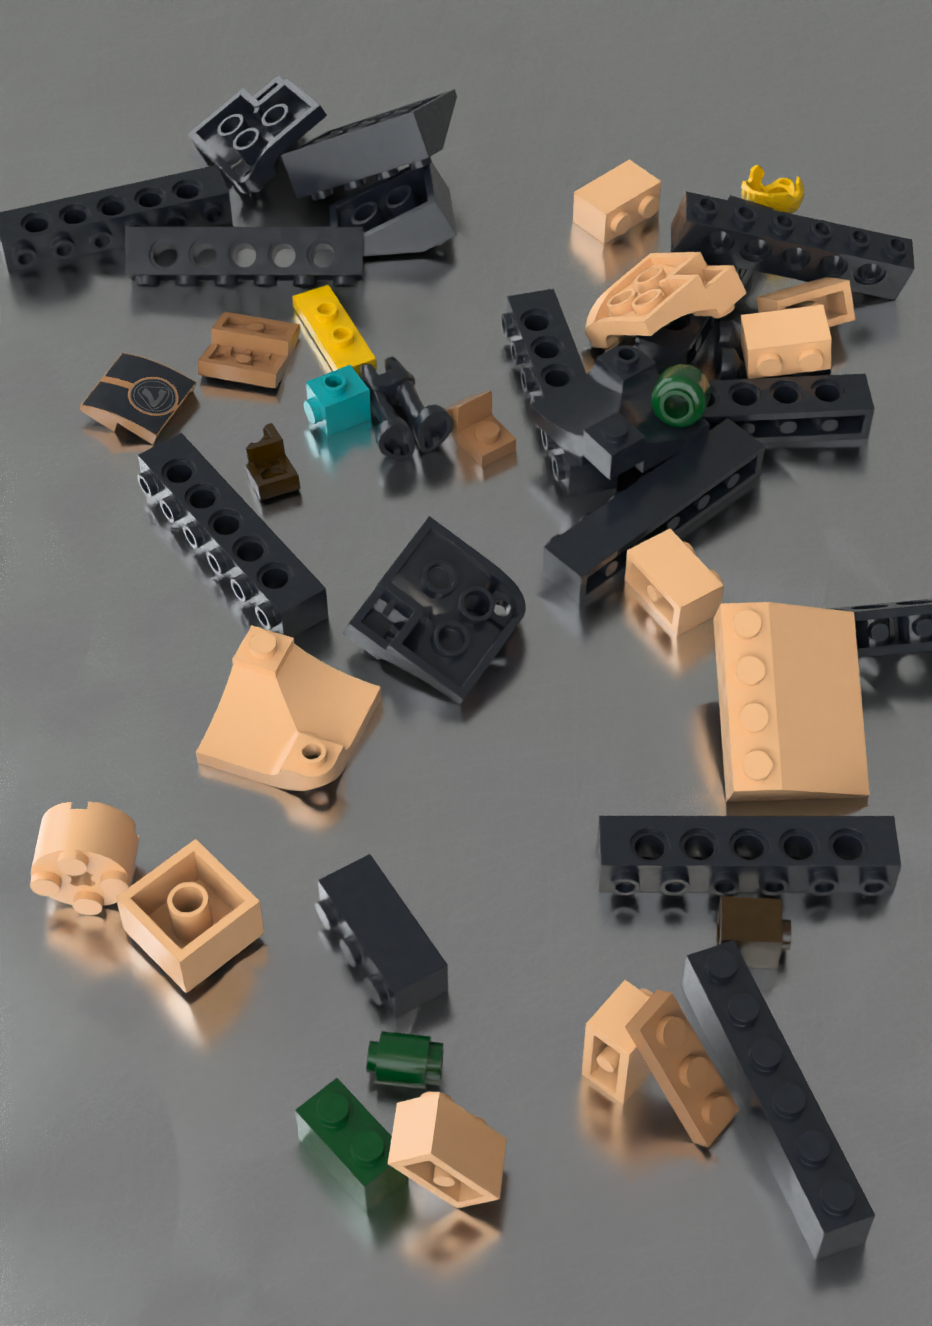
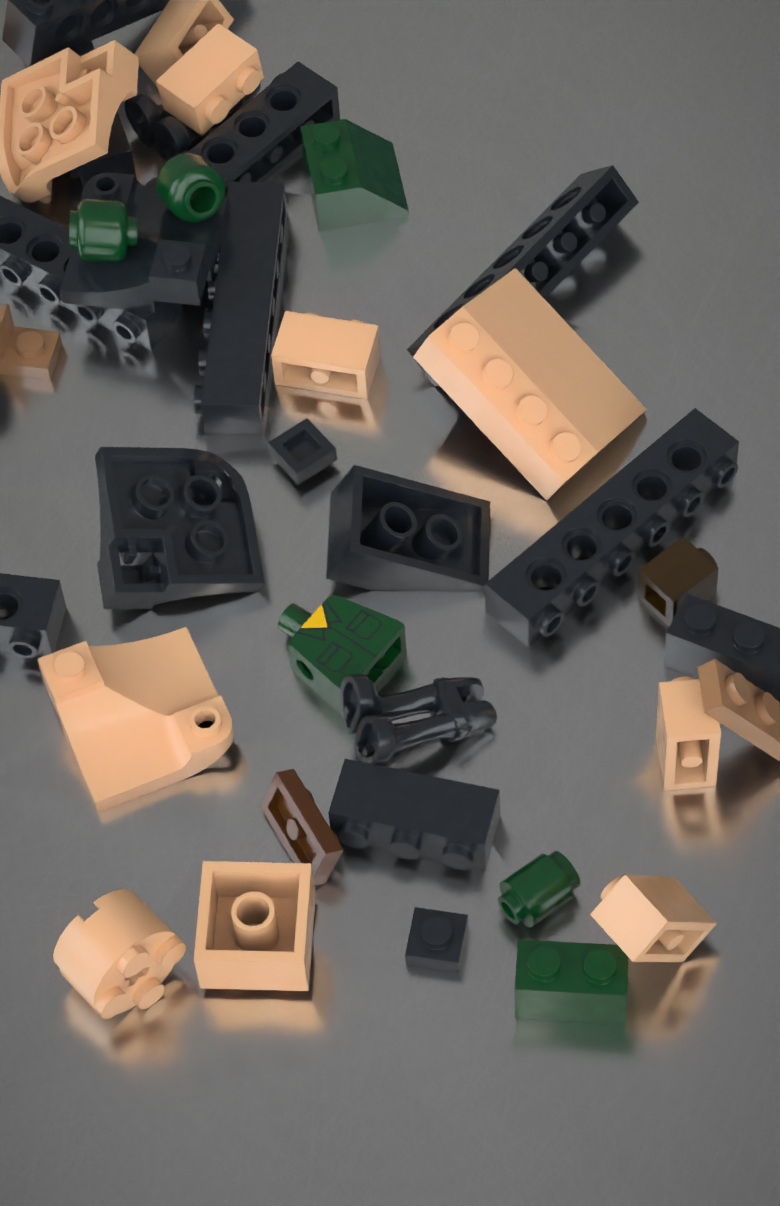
camera: 40 degrees left, 5 degrees up
(305, 1035) = (436, 939): none -> black plate
(307, 863) = (301, 825): none -> reddish brown plate
(462, 785) = (341, 642): none -> dark green torso
(494, 882) = (450, 701): none -> black piece
(586, 633) = (302, 451): none -> black plate
(588, 380) = (102, 230): none -> dark green head
(593, 744) = (406, 535): none -> black slope
(826, 477) = (351, 175): none -> dark green slope

